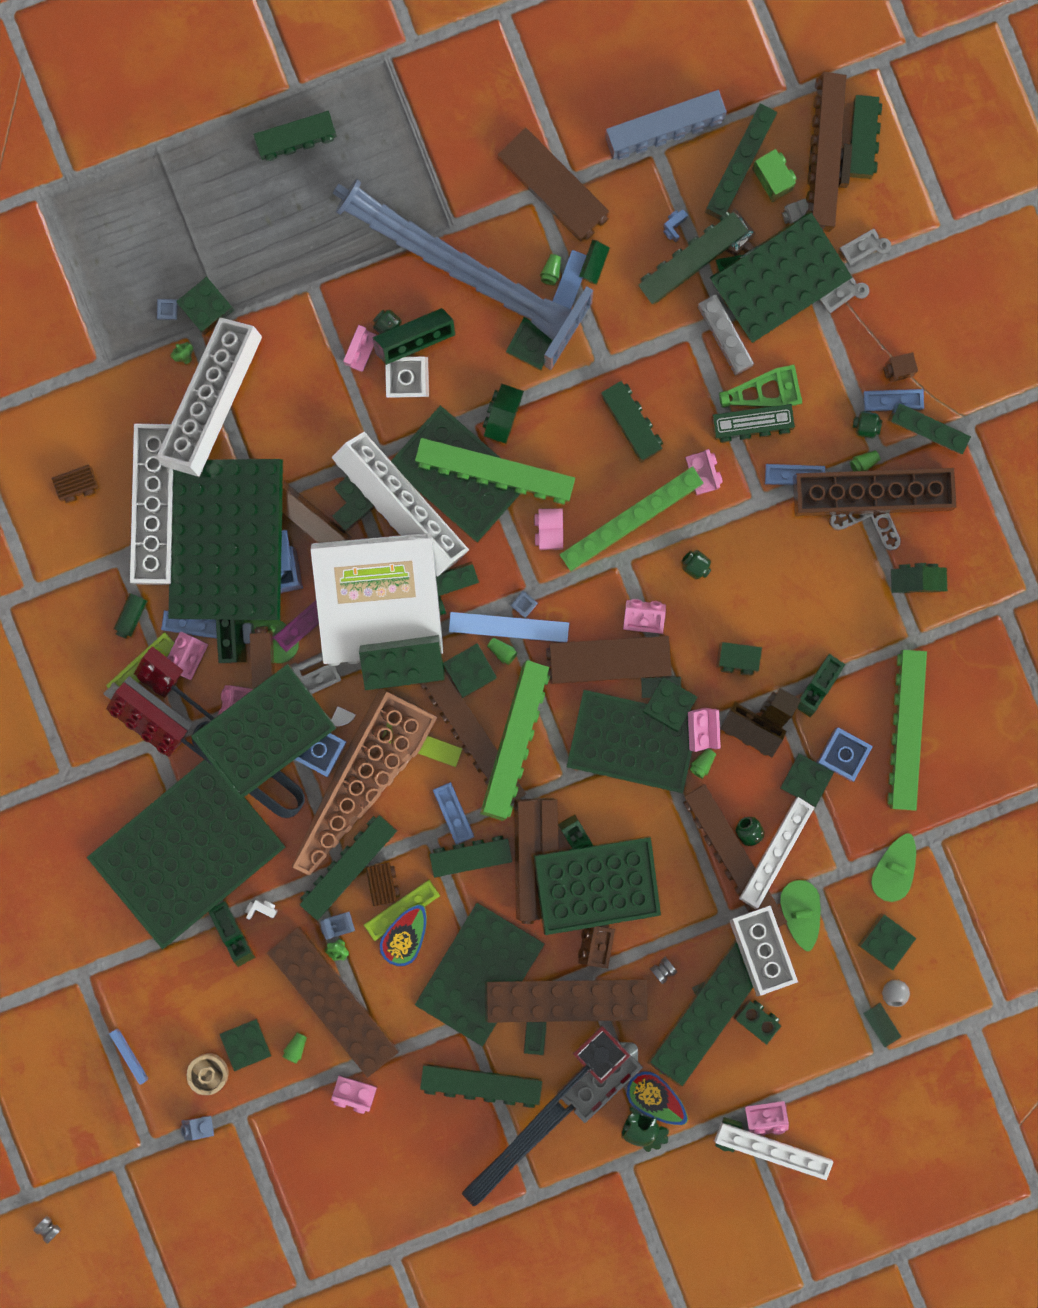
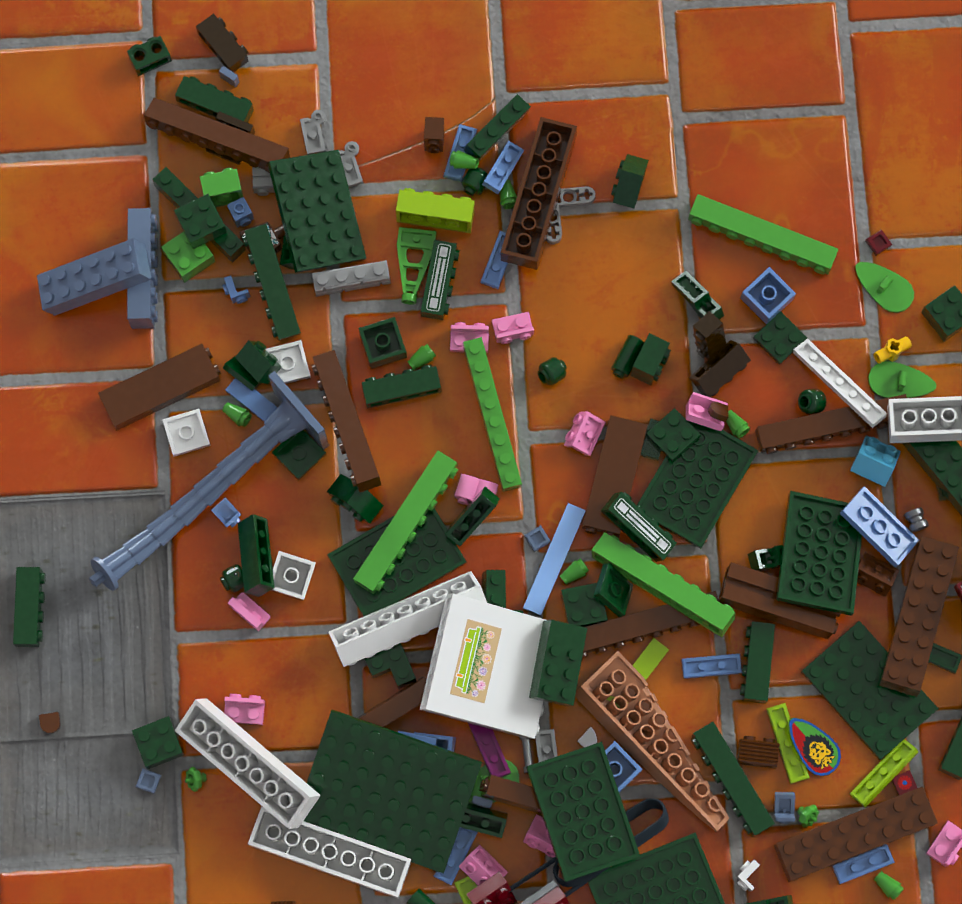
camera: 70 degrees left, 10 degrees down
(192, 197) = (50, 722): none -> reddish brown tile
(263, 377) = (245, 710): none -> bright pink bracket
(307, 1018) = (863, 864): none -> medium blue tile
(399, 1034) = (904, 782): none -> dark red tile
(402, 1011) = (883, 773): none -> lime tile
(449, 294) = (226, 513): none -> medium blue bracket
(494, 694) = (613, 590): none -> dark green plate
(516, 227) = (186, 432): none -> white plate
(521, 533) = (472, 516): none -> dark green brick
(565, 699) = (639, 526): none -> dark green brick
(574, 379) = (347, 422): none -> reddish brown brick
(608, 272) = (258, 361): none -> dark green brick
(619, 301) = (292, 360): none -> white plate
(638, 81) = (94, 277): none -> sand blue brick
(643, 935) = (879, 526): none -> plate
(668, 431) = (421, 357): none -> bright green cone
(669, 387) = (382, 342): none -> dark green brick
(696, 165) = (186, 260): none -> bright green brick
(707, 741) = (718, 411): none -> reddish brown tile
(710, 912) = (875, 460): none -> medium azure slope
(729, 165) = (200, 221): none -> dark green brick
(729, 511) = (512, 328): none -> bright pink bracket
(735, 634) = (627, 356): none -> dark green brick
(756, 202) = (240, 212): none -> medium blue bracket
(821, 394) = (435, 210): none -> lime brick
(823, 890) = (892, 349): none -> yellow axle
(883, 405) = (463, 161): none -> bright green cone
(886, 58) = (151, 60): none -> dark green brick
(890, 447) = (503, 167): none -> medium blue plate
(895, 143) = (229, 76): none -> sand blue tile
(928, 124) = (222, 43): none -> dark brown brick
(939, 849) = (878, 242): none -> dark red tile

